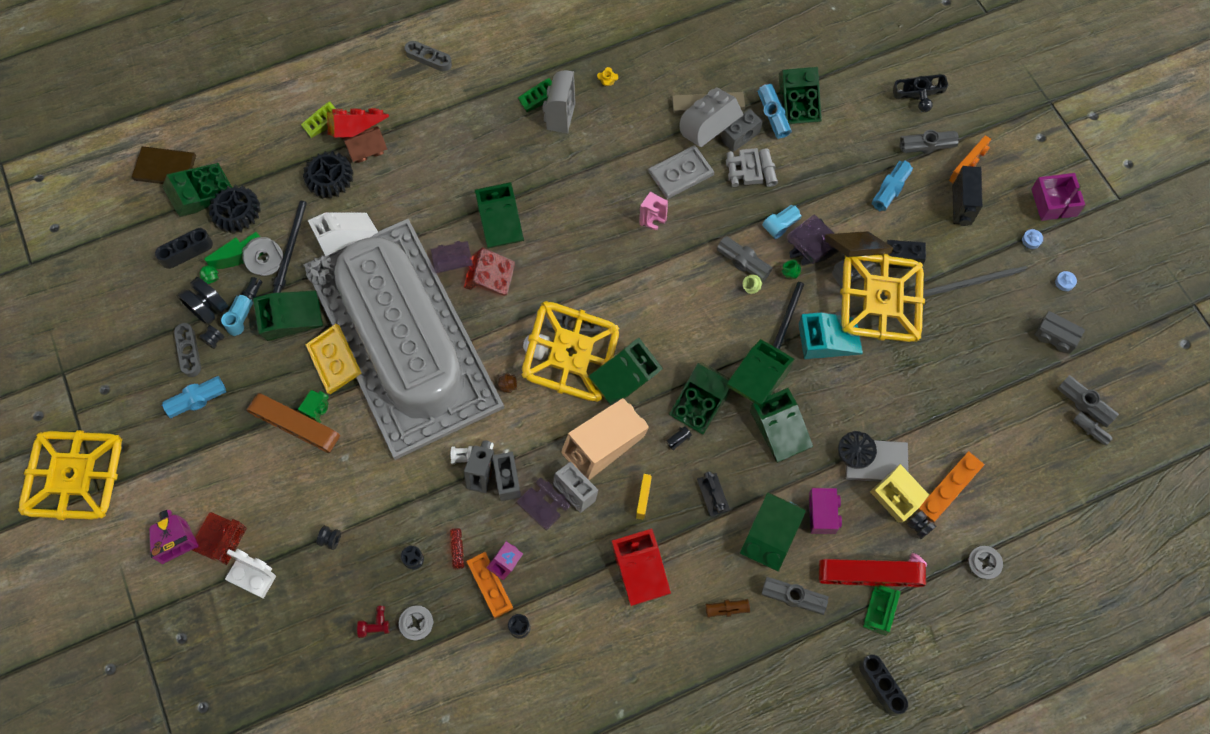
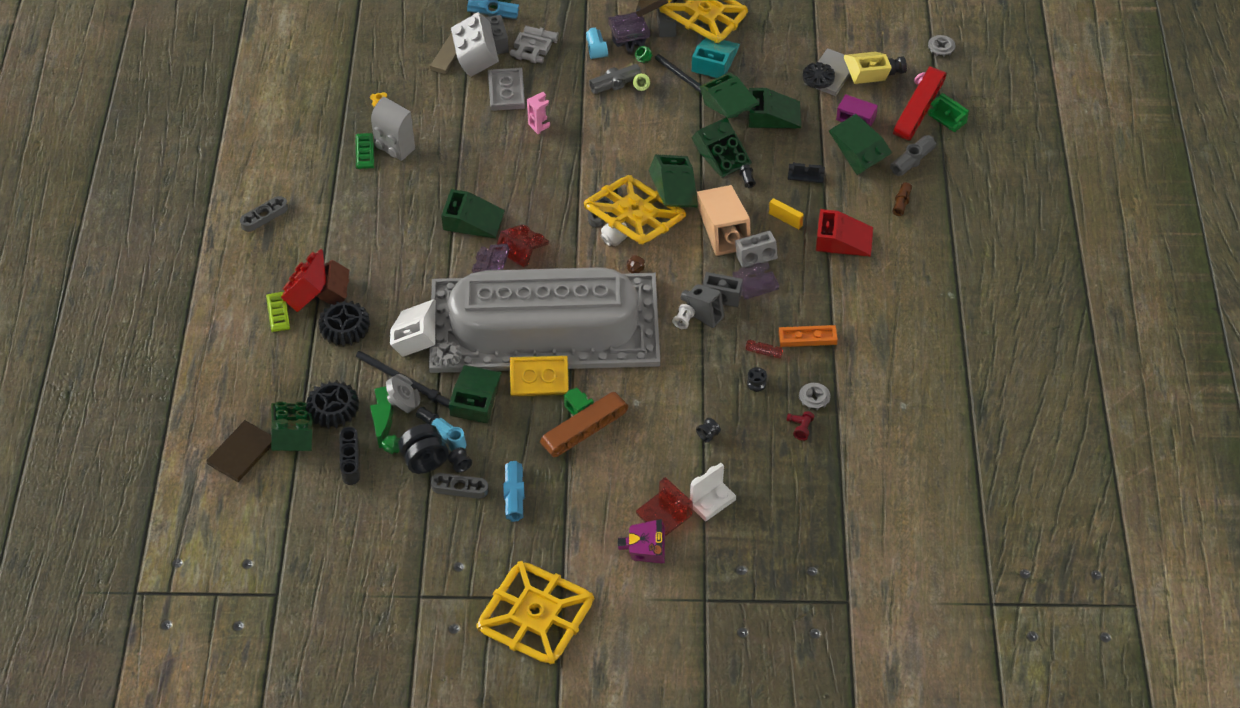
camera: 65 degrees left, 15 degrees down
(504, 560) = (794, 314): magenta brick -> none
(520, 623) = (853, 327): black wheel -> none
(893, 691) = (1004, 133): black beam -> none
(951, 486) = (871, 36): orange plate -> none

